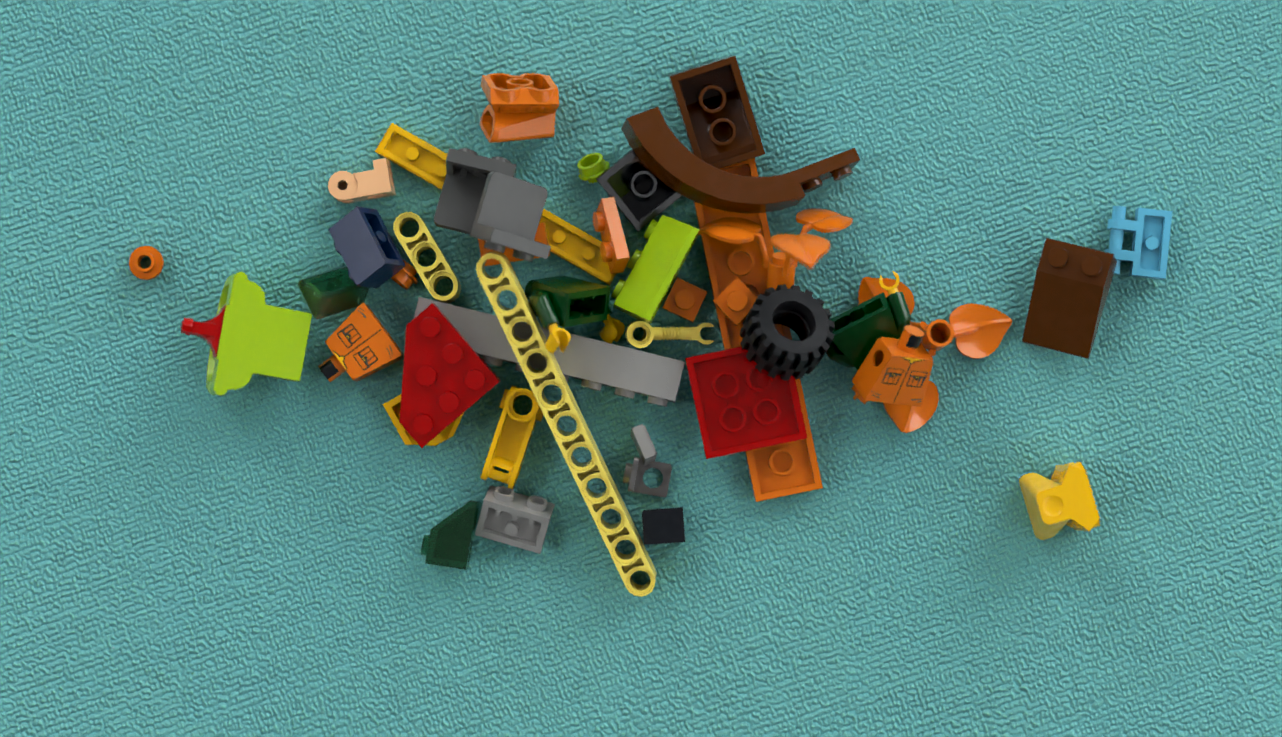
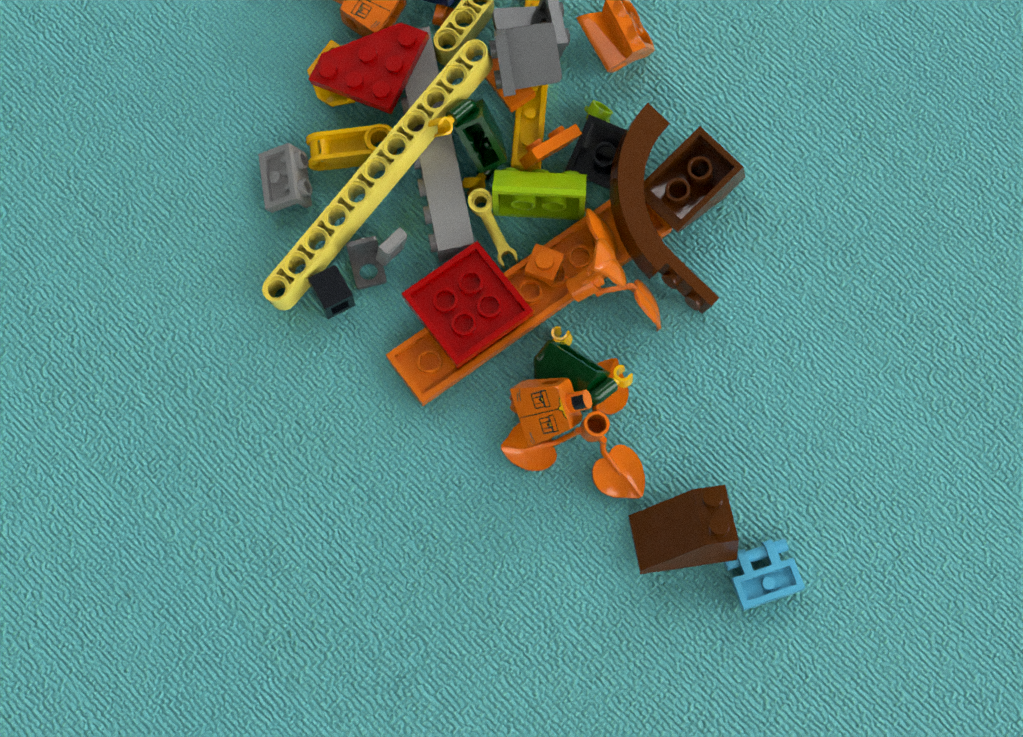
camera: 65 degrees right, 15 degrees down
(452, 538) = (247, 137): clear green slope -> none
(685, 300) = (527, 231): orange plate -> none
(801, 314) = (553, 291): black tyre -> none
(1060, 501) = (503, 601): yellow piece -> none

